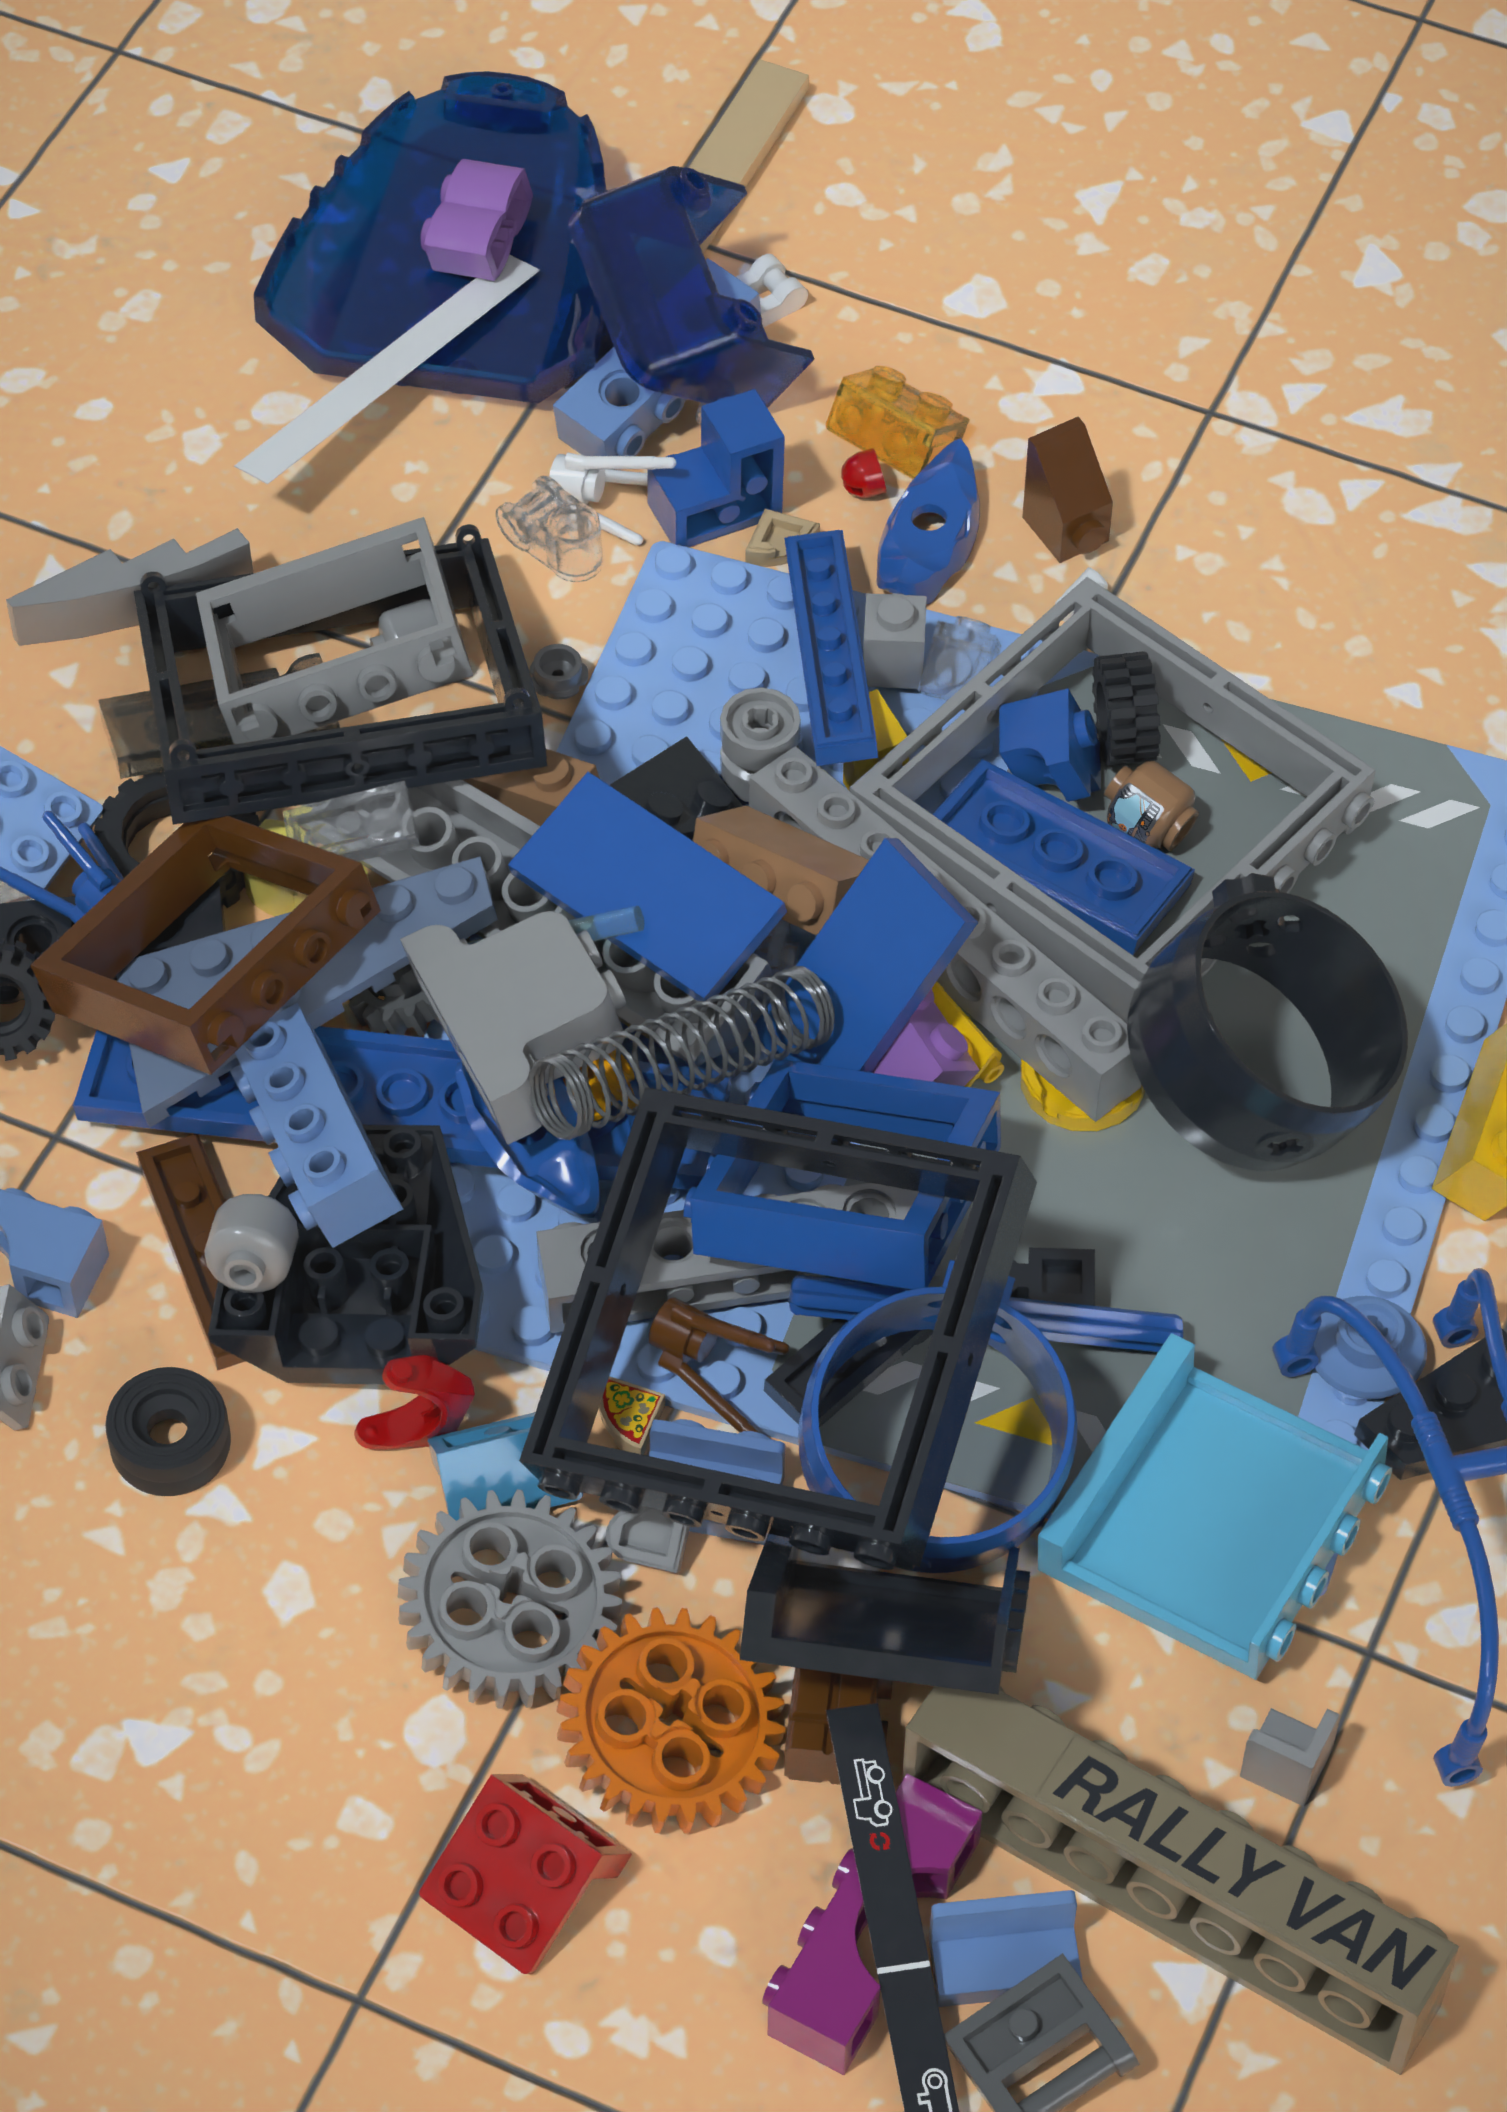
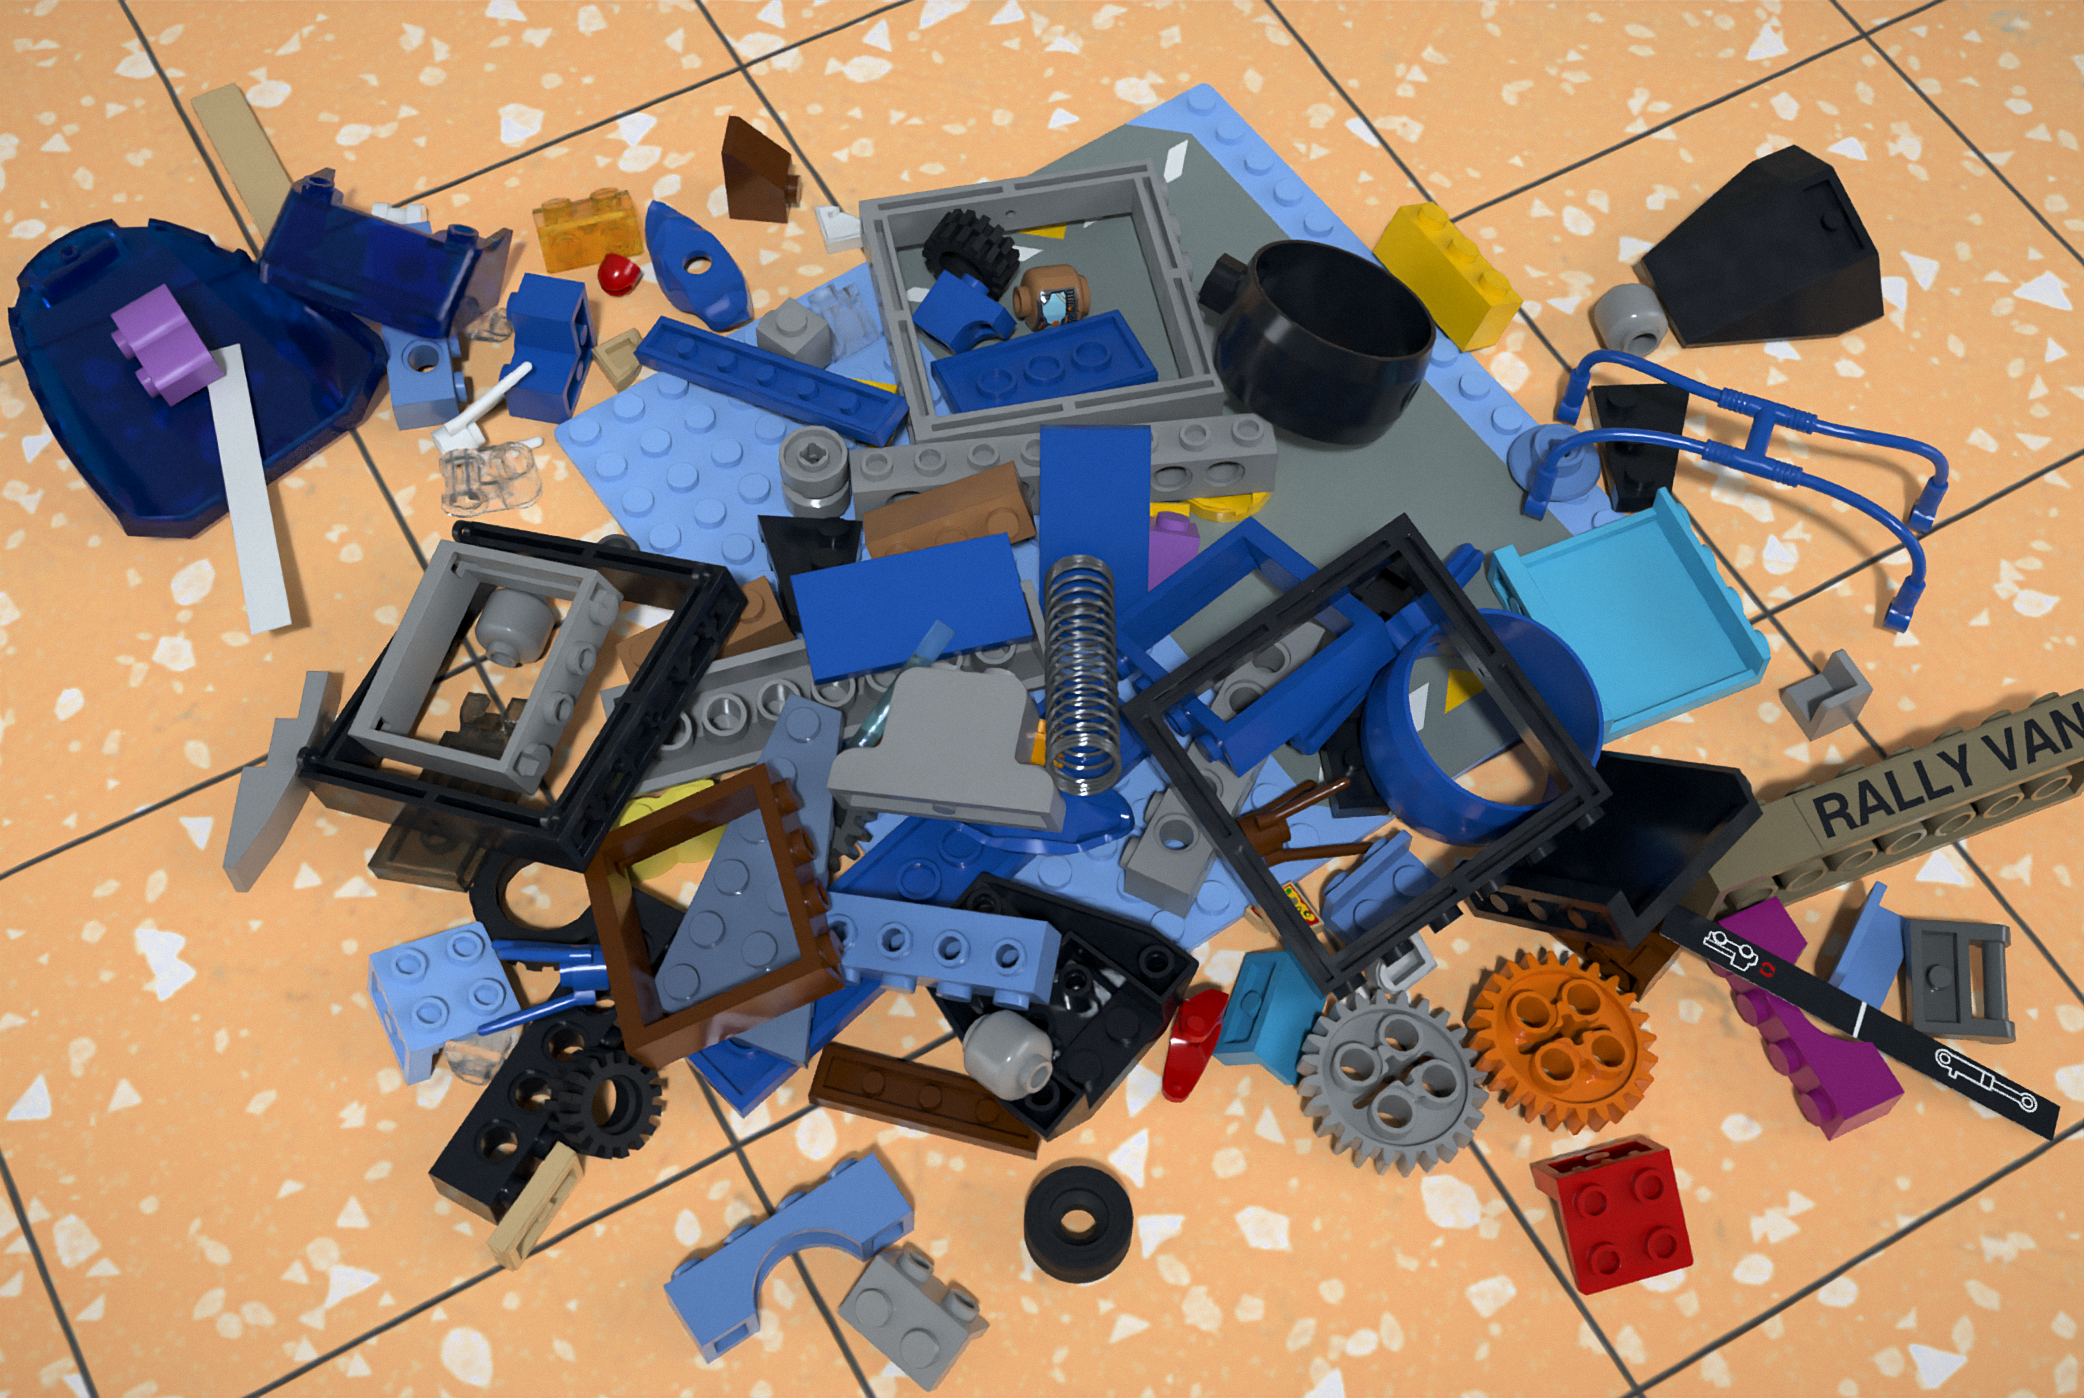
camera: 55 degrees left, 5 degrees up
(357, 823) = (687, 755): clear plate -> none

